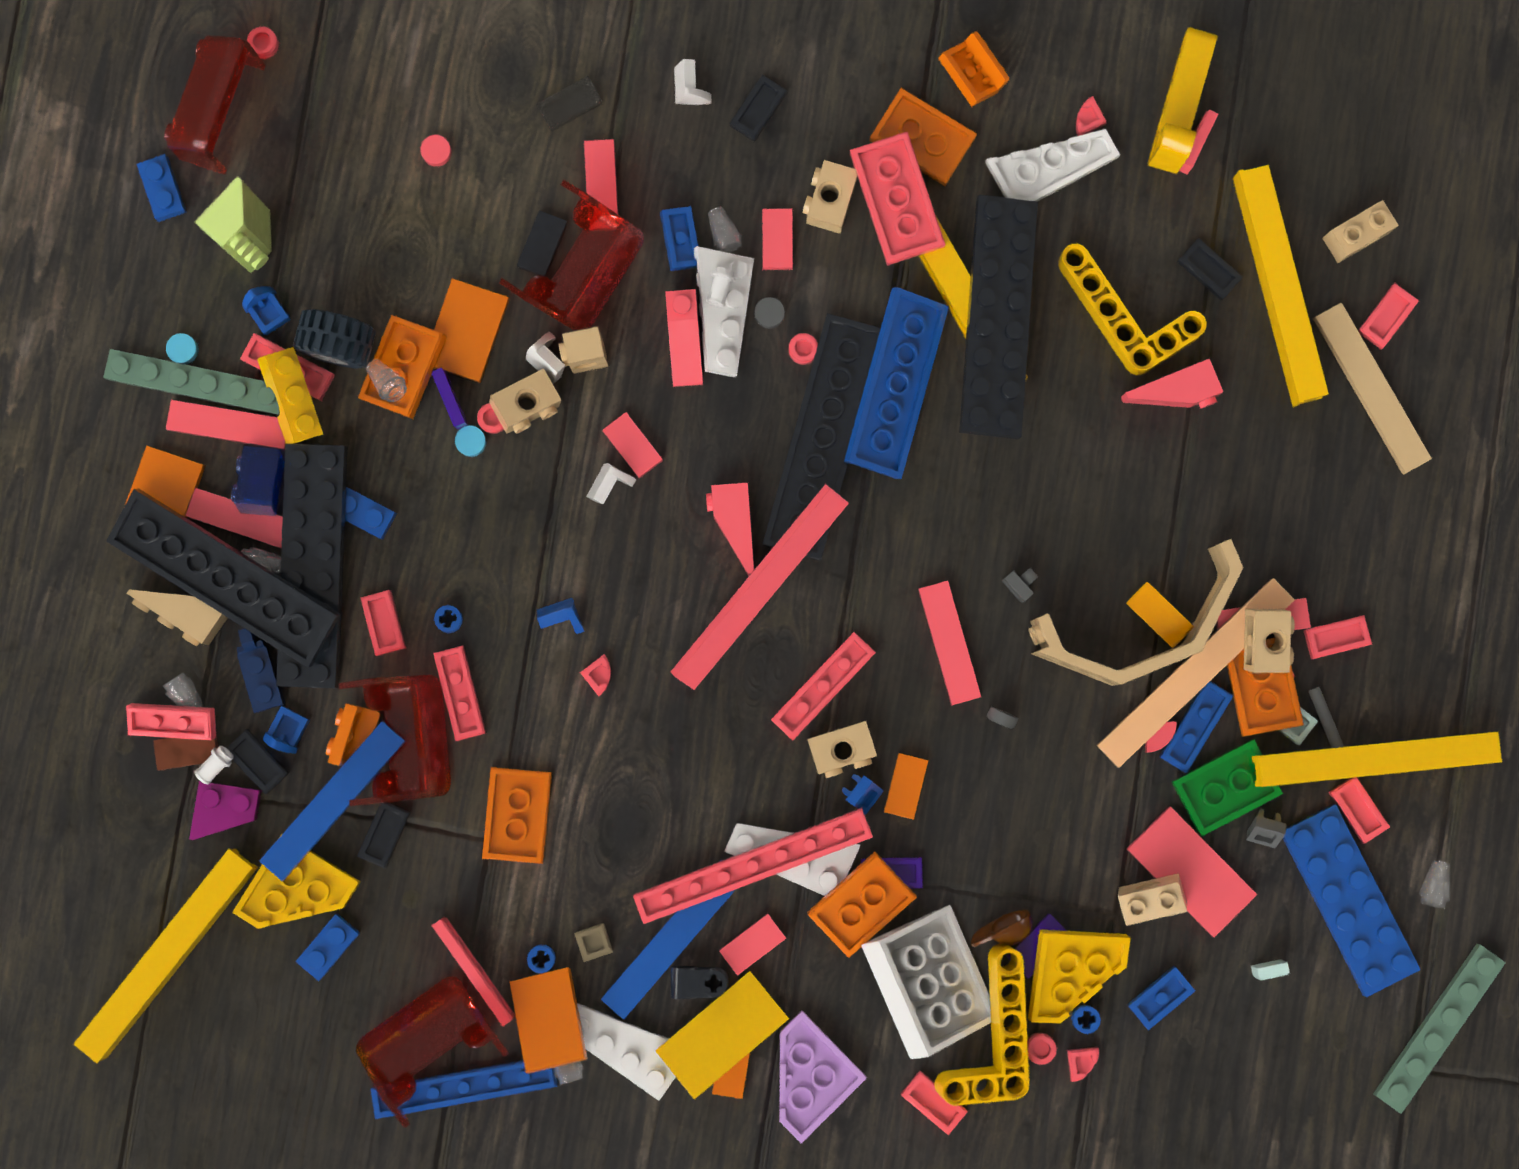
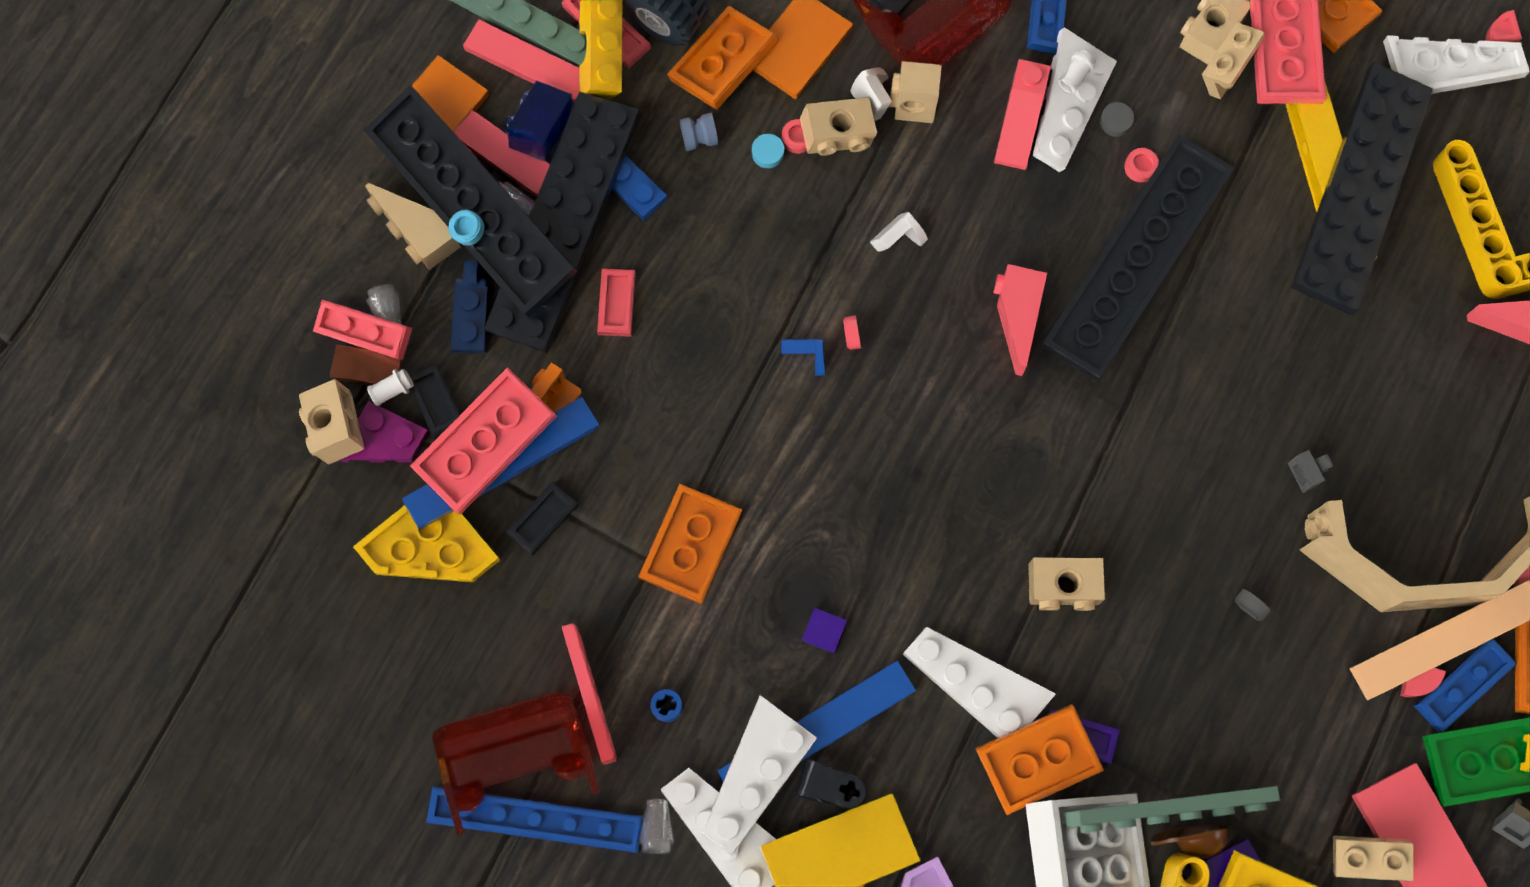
camera: 15 degrees right, 10 degrees down
(165, 956) = (265, 570): yellow tile -> none
(188, 817) = (332, 405): none -> tan brick
(230, 606) = (466, 227): none -> medium azure tile
(286, 730) = (476, 376): blue tile -> none
(311, 791) = (483, 441): none -> coral tile
(328, 947) = (440, 618): blue plate -> none
(386, 381) = (703, 61): clear cone -> none
(403, 444) = (698, 131): none -> sand blue wheel
(416, 713) = (620, 399): clear red windscreen -> none
(449, 398) = (760, 100): dark purple tile -> none
(455, 625) = (679, 311): blue bush -> none
(459, 693) = (672, 398): coral tile -> none
(548, 1020) = (652, 774): orange tile -> none
(593, 942) = (729, 706): dark tan tile -> none
(595, 587) = (851, 332): none -> coral tile
(598, 674) = (824, 425): coral tile -> none
(632, 445) = (934, 205): coral tile -> none
(634, 987) = (760, 767): none -> white wing
(652, 853) = (824, 630): none -> dark purple tile
(724, 232) = (1094, 25): clear cone -> none
(752, 865) = (932, 676): coral tile -> none
(752, 944) = (903, 765): coral tile -> none
(759, 587) = (1027, 383): coral tile -> none
(777, 239) = (1146, 51): coral tile -> none
(823, 686) = (1063, 512): coral tile -> none
(853, 229) = (1231, 59): none -> tan bracket
(864, 793) = (1076, 639): blue tile -> none
(896, 383) = (1232, 225): blue plate -> none
(905, 786) = (1123, 647): orange tile -> none
(949, 643) = (1214, 510): coral tile -> none
(968, 919) = (1159, 811): none -> sand green plate
(1160, 614) = (1456, 549): light orange slope -> none

